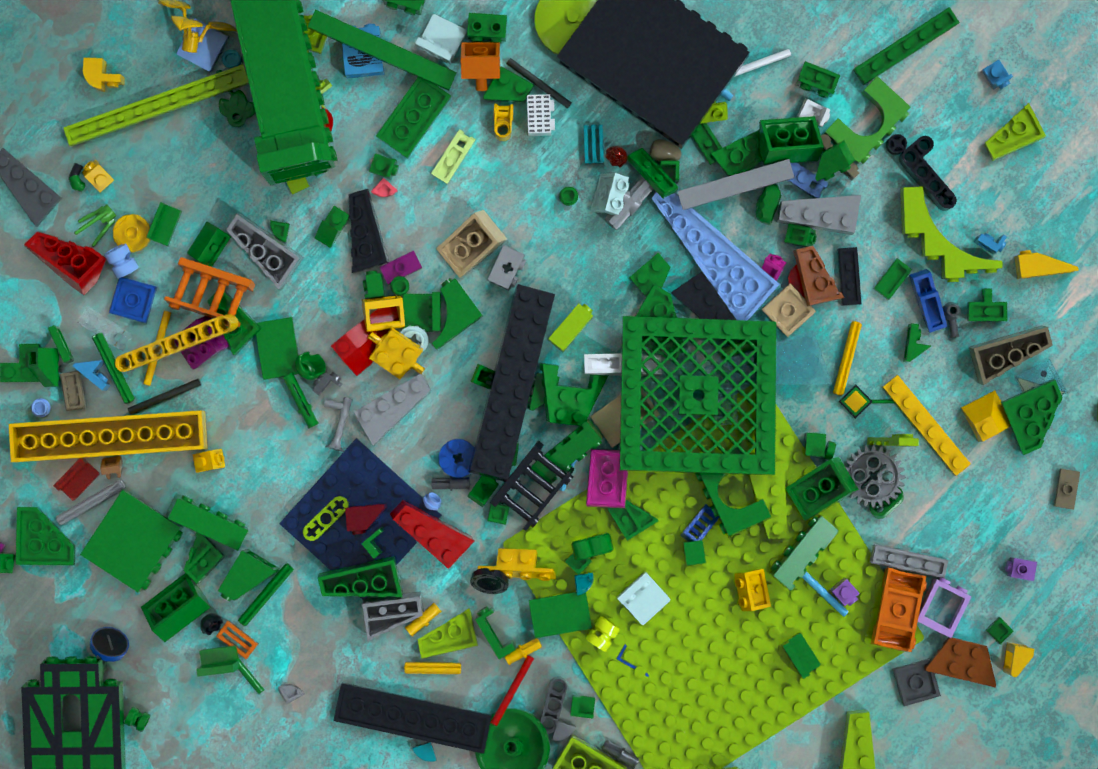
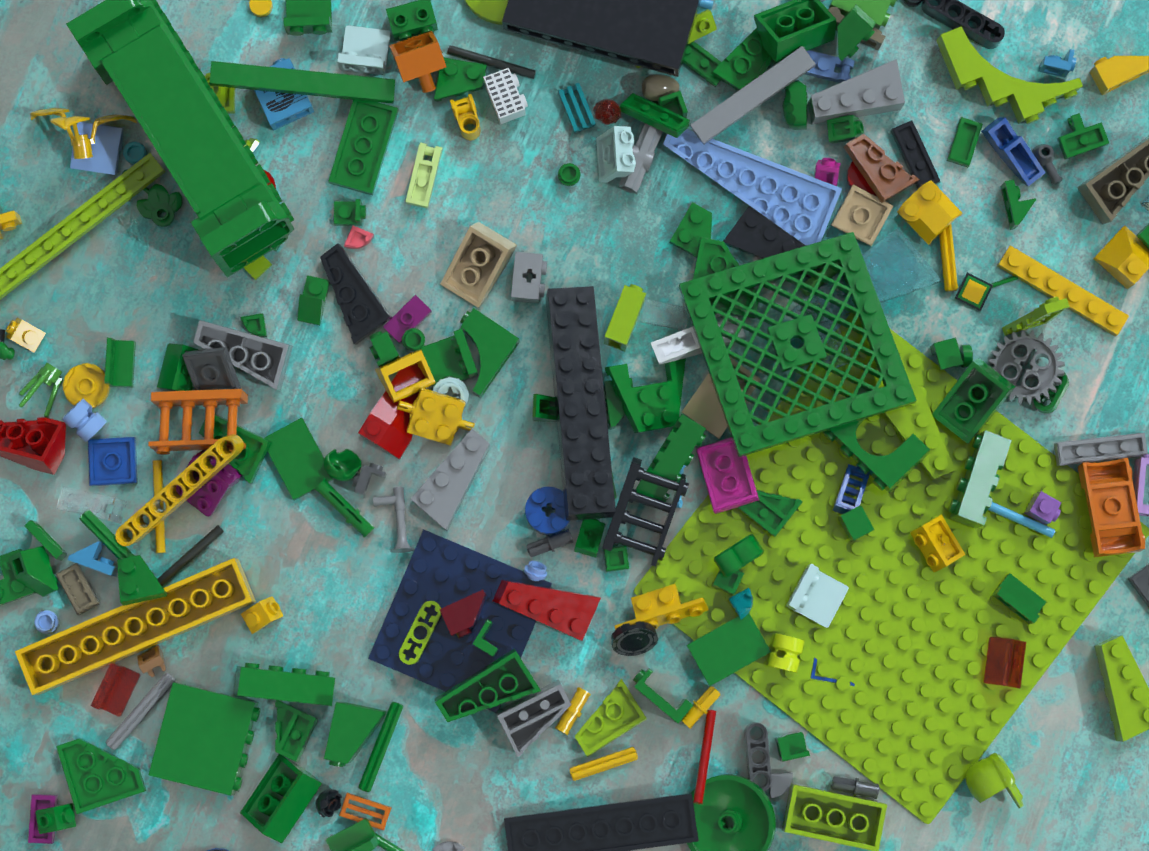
camera: 25 degrees left, 5 degrees down
(120, 402) = (137, 581): none -> green wing
(233, 256) = (211, 369): none -> dark grey tile
(771, 700) = (1005, 662): none -> clear red panel
(842, 326) = (929, 211): none -> yellow slope

